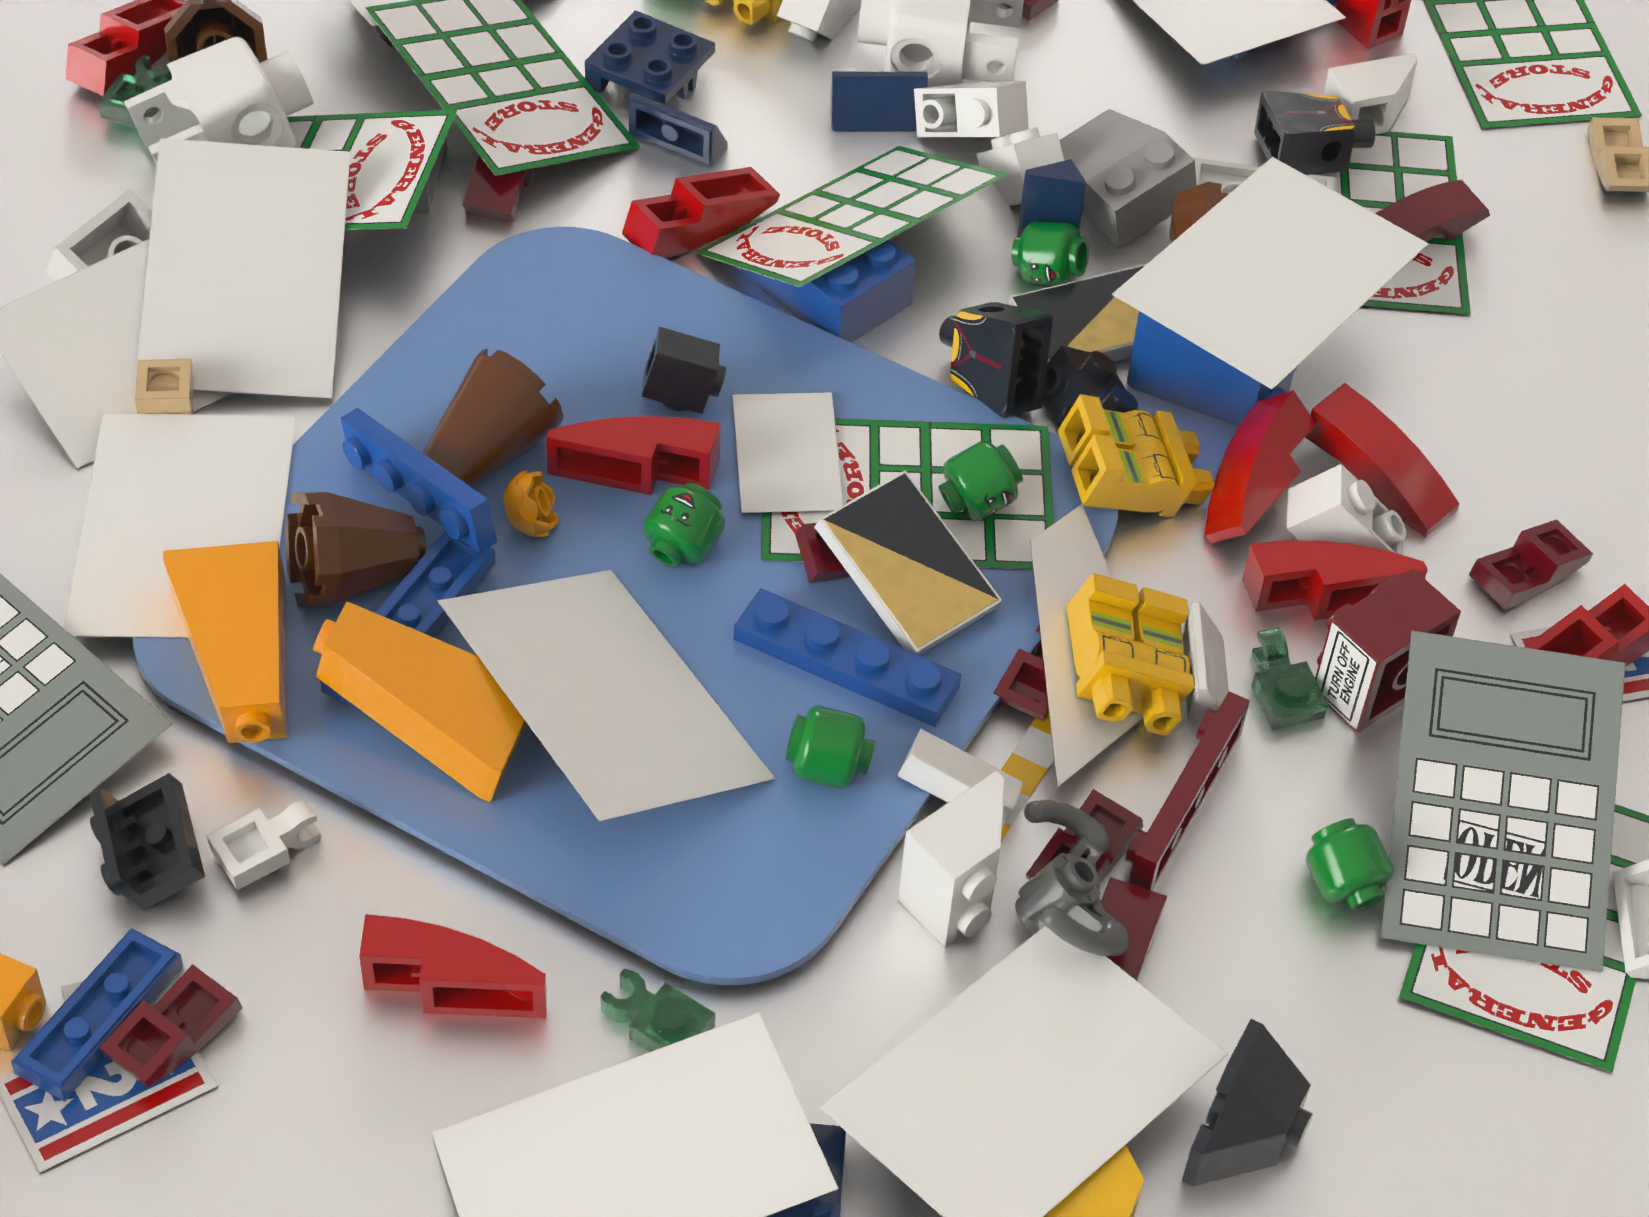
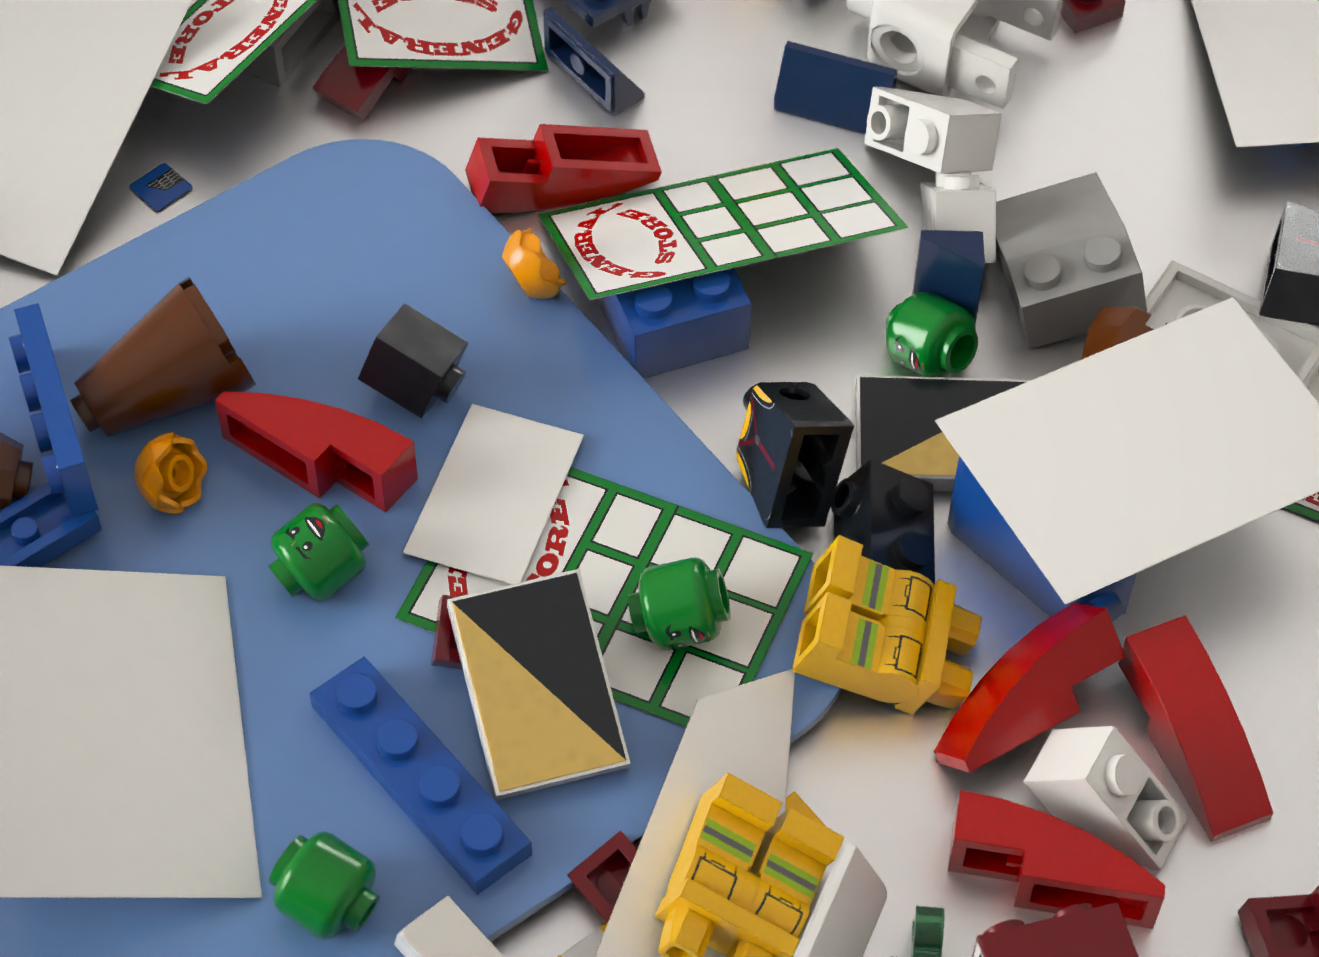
camera: 25 degrees right, 5 degrees up
(375, 311) = (160, 186): none -> blue sticker
(727, 281) = (531, 267): none -> light orange plate

